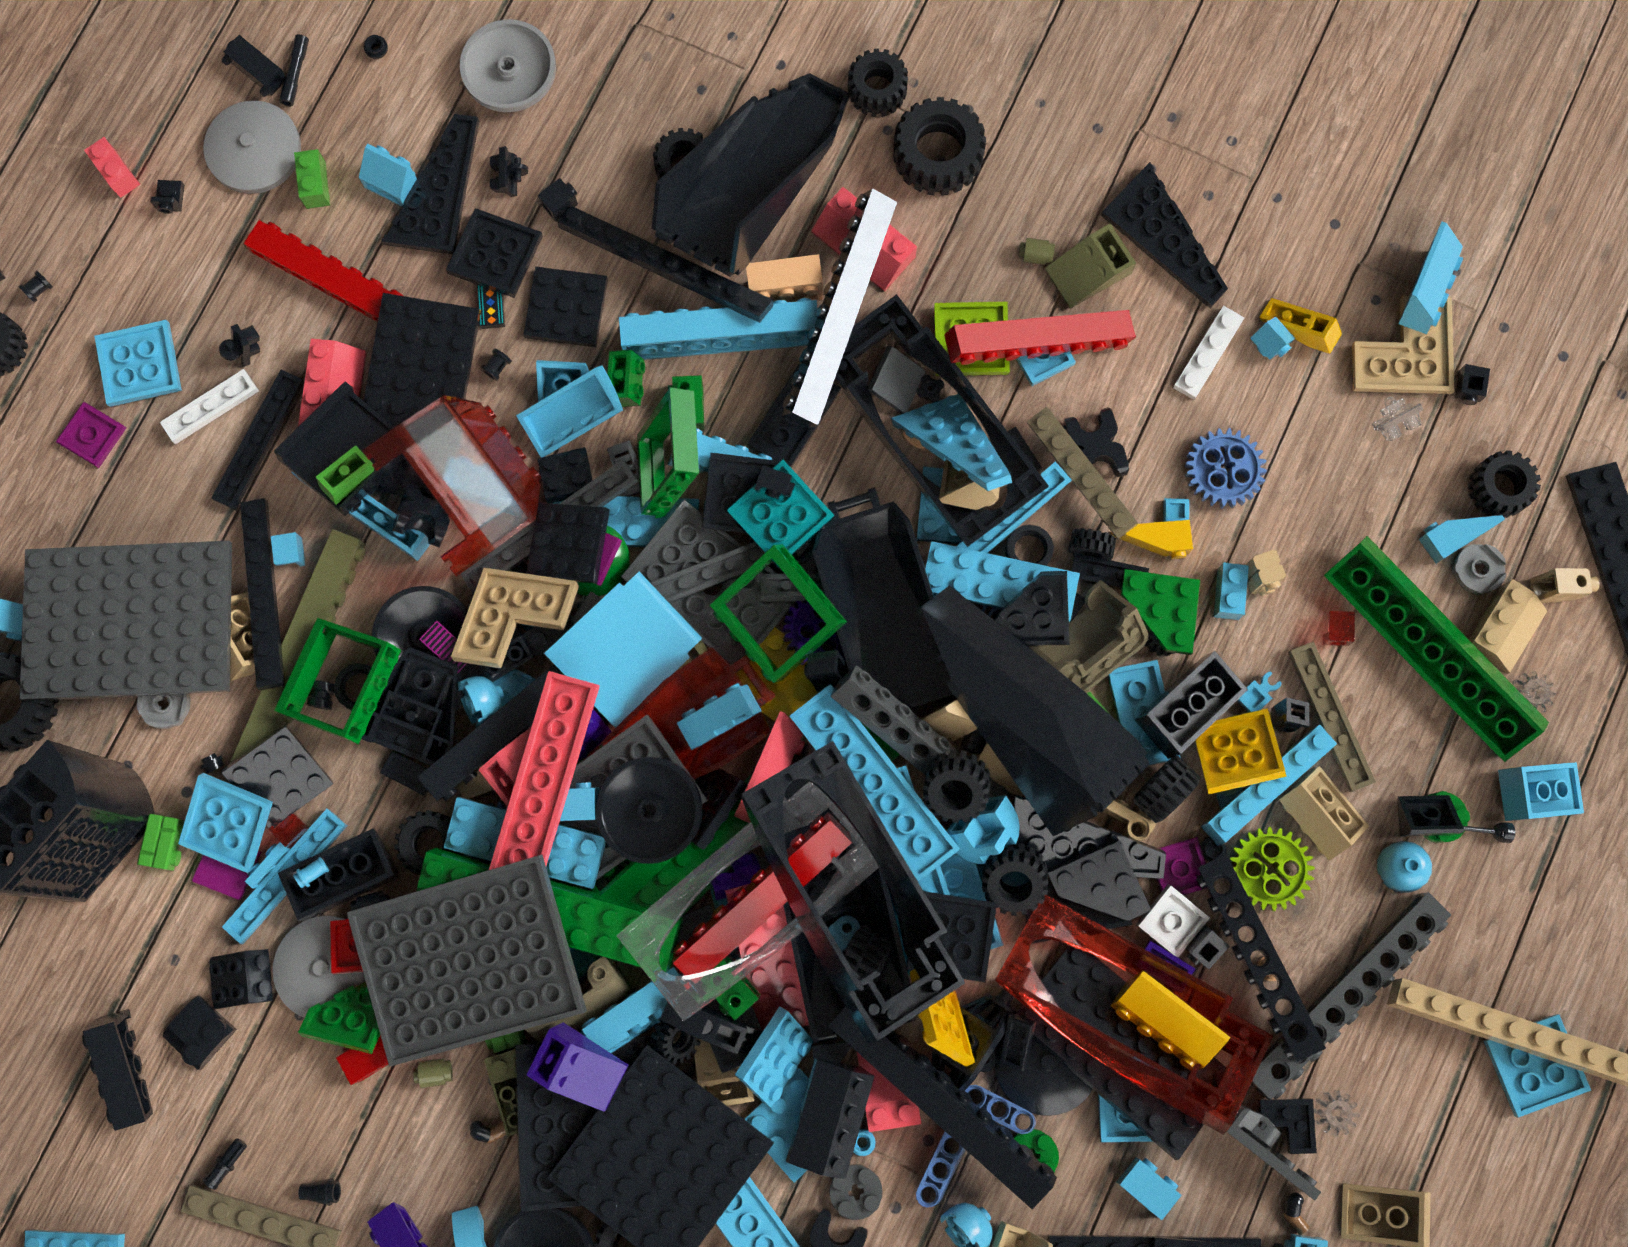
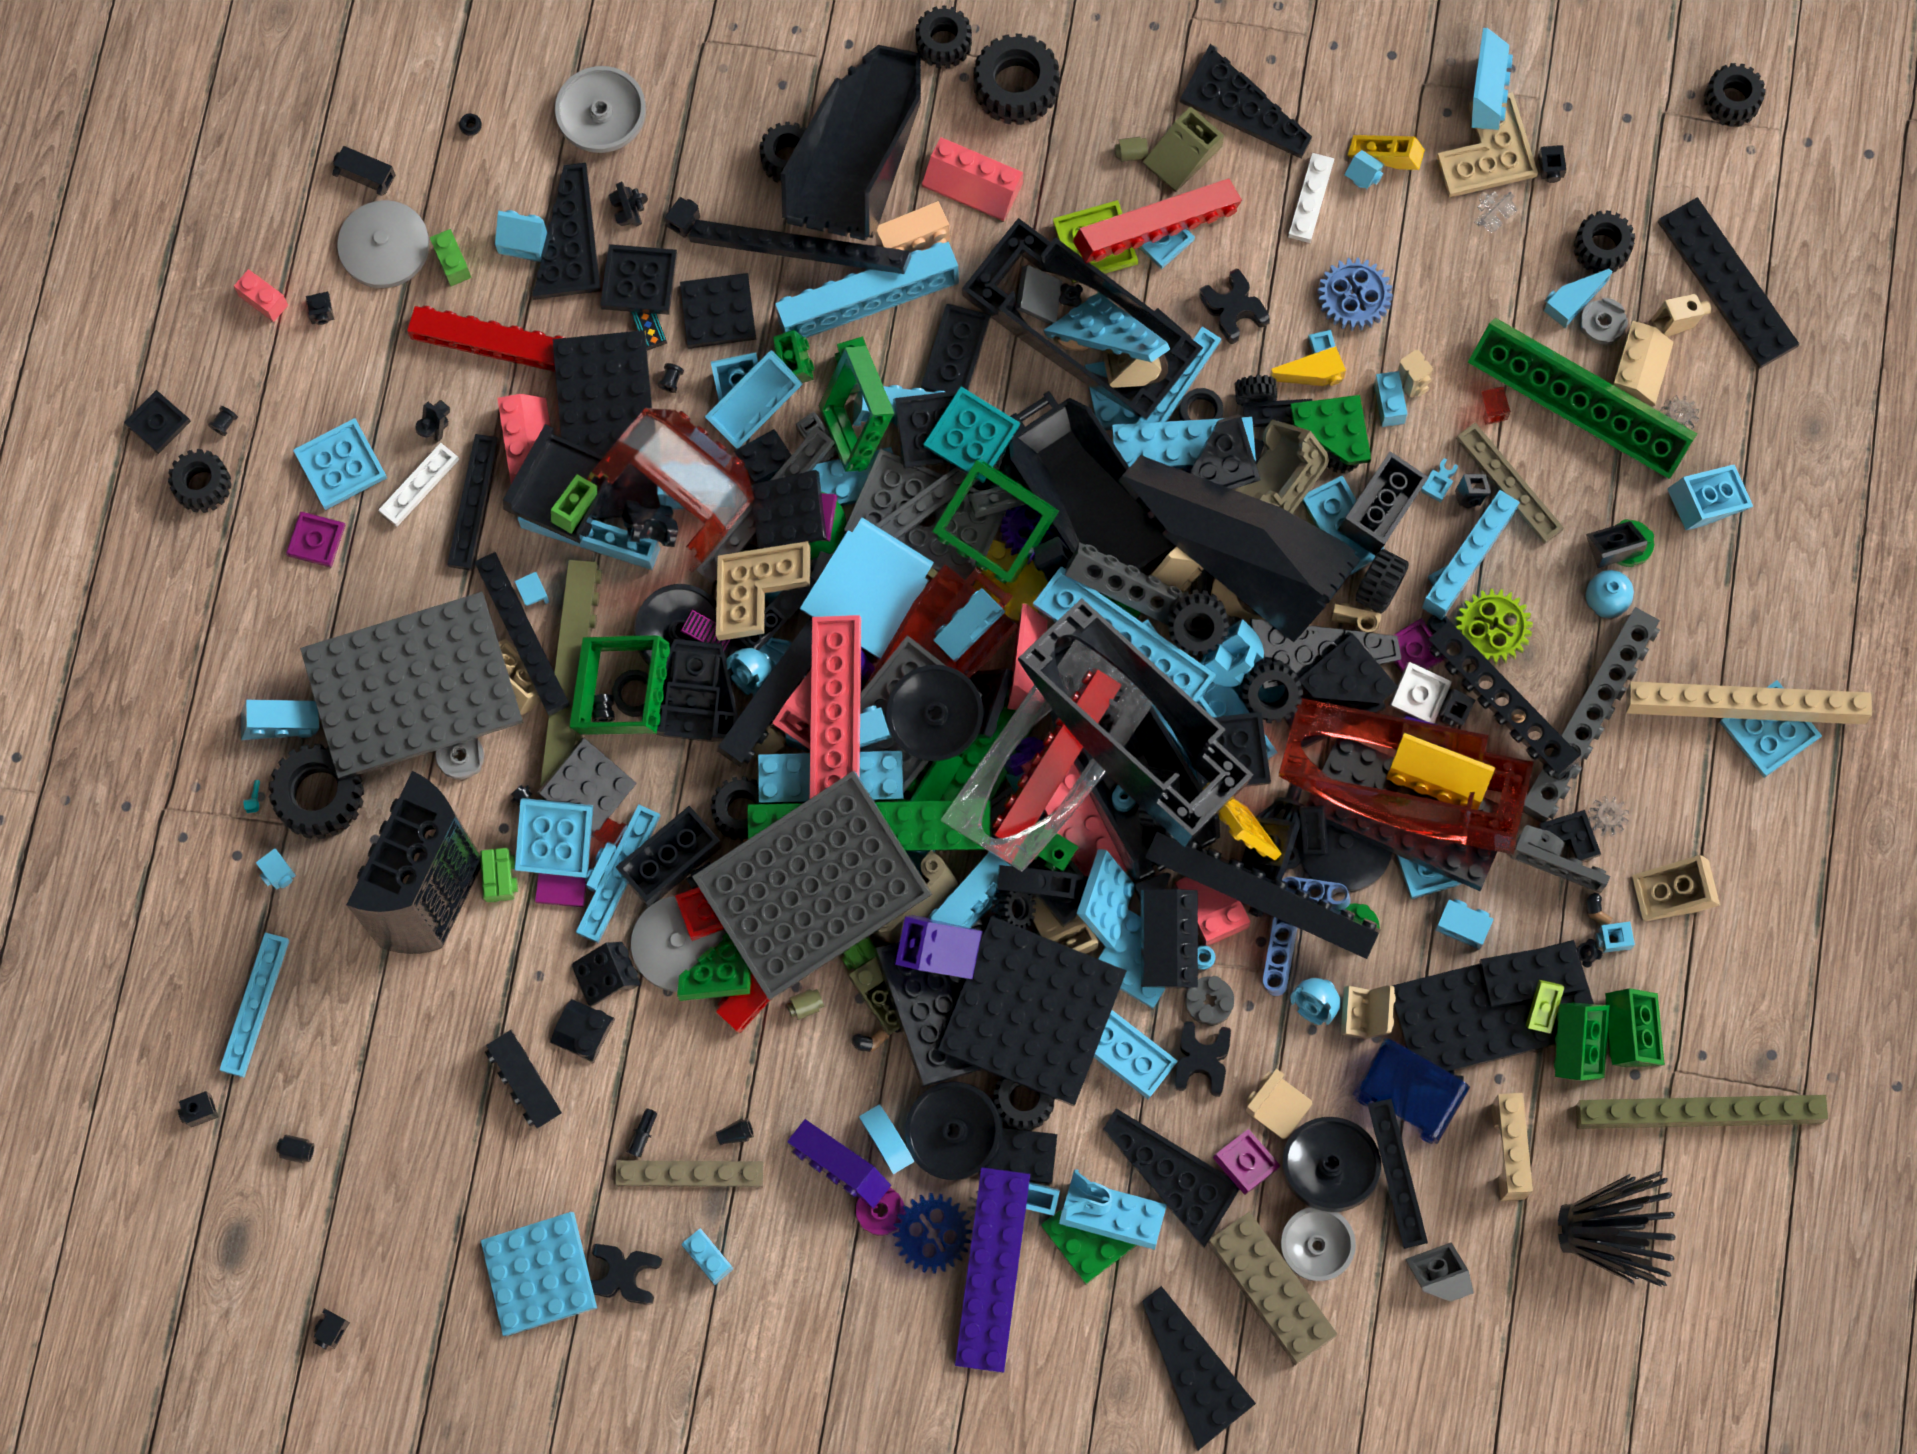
camera: 15 degrees left, 5 degrees down
(291, 82) = (401, 178): black piece -> none
(310, 872) = (646, 856): medium azure pin -> none
(404, 772) = (700, 756): black tile -> none
(775, 483) = (960, 407): black brick -> none
(839, 309) = (971, 243): brick -> none
(1082, 473) = (1229, 330): dark tan plate -> none
(1240, 752) = (1436, 531): yellow plate -> none
(1324, 813) = (1526, 567): tan slope -> none
(1502, 832) = (1686, 541): black hinge -> none

